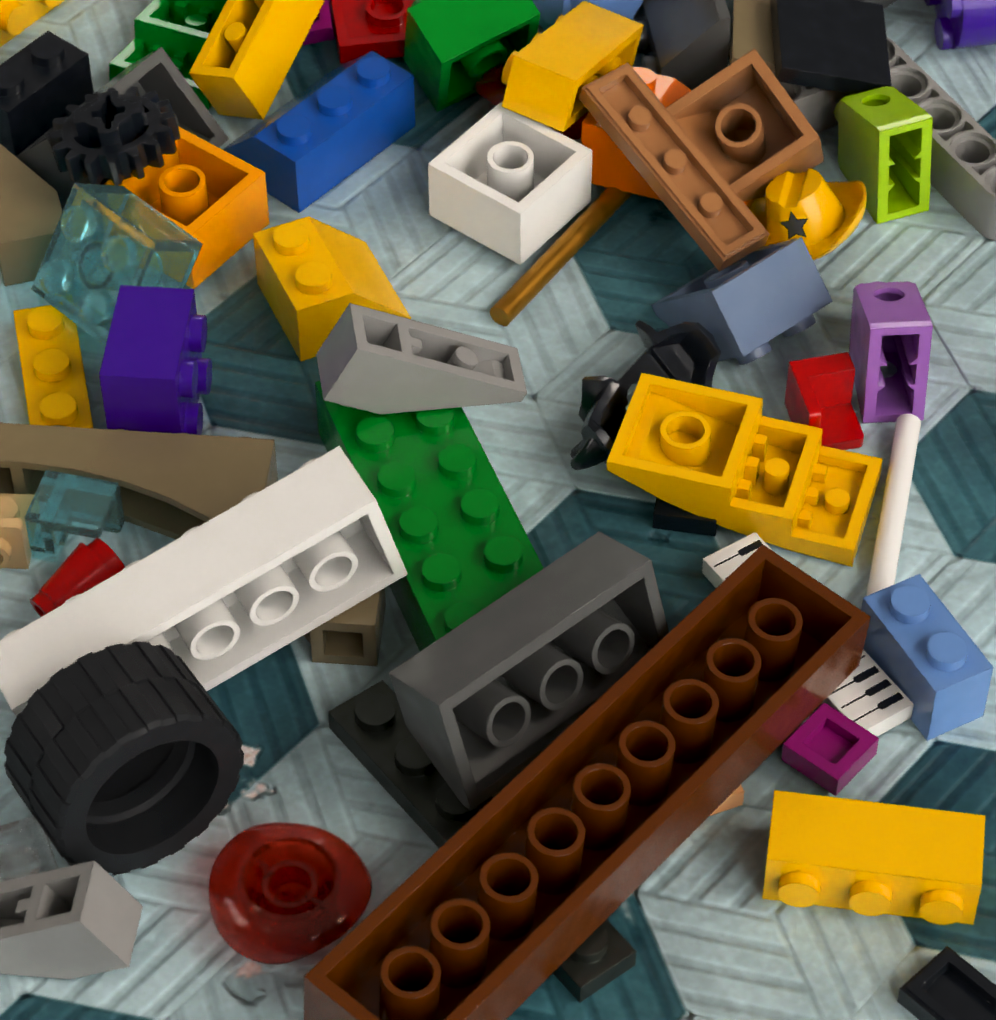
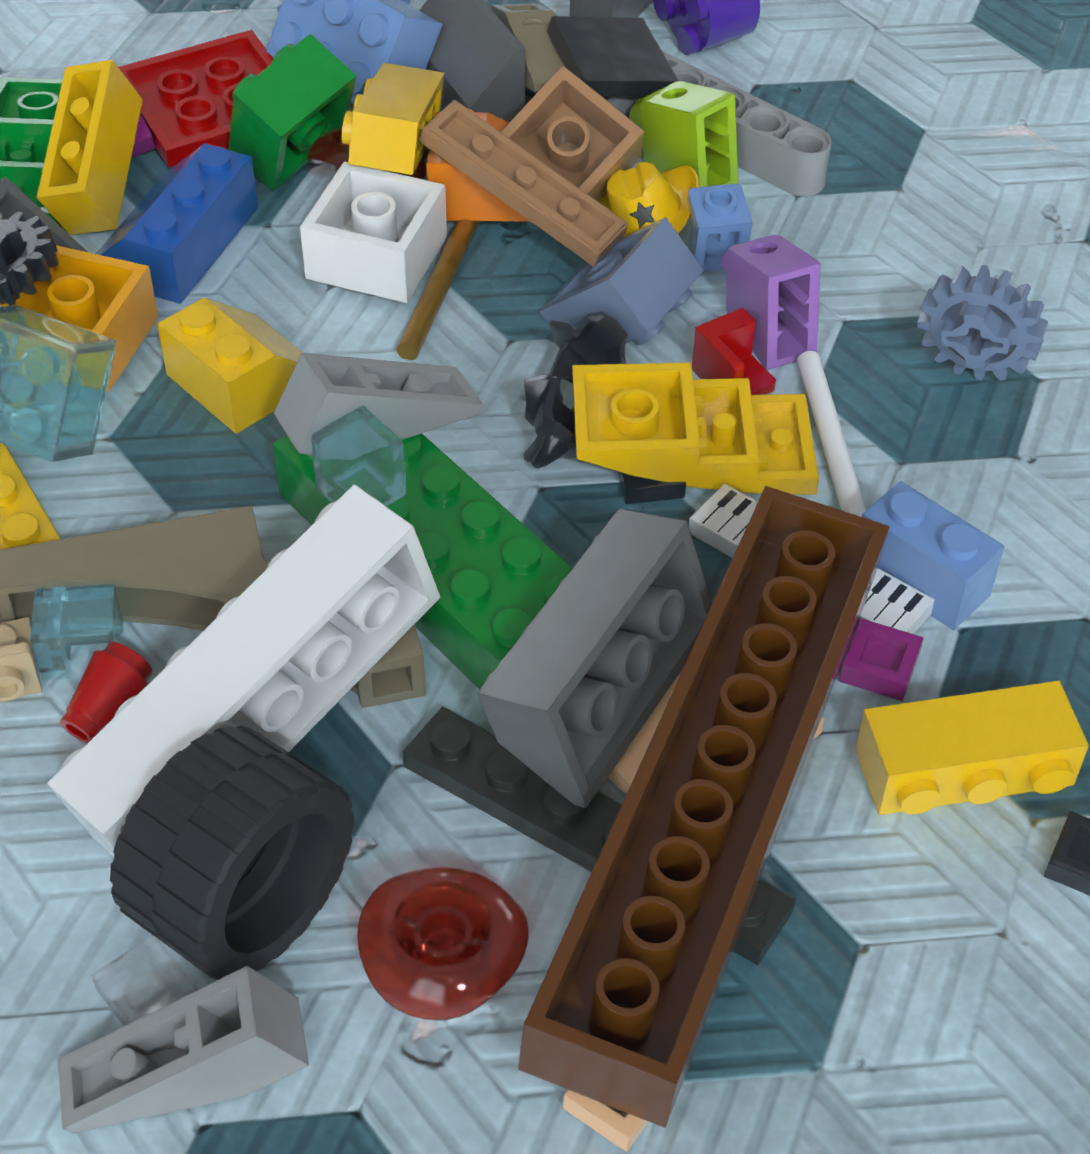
camera: 20 degrees left, 0 degrees up
(155, 362) = (105, 459): dark purple brick -> none
(375, 424) = (361, 453): none -> clear light blue panel
(867, 251) = (719, 222): none -> medium blue bracket

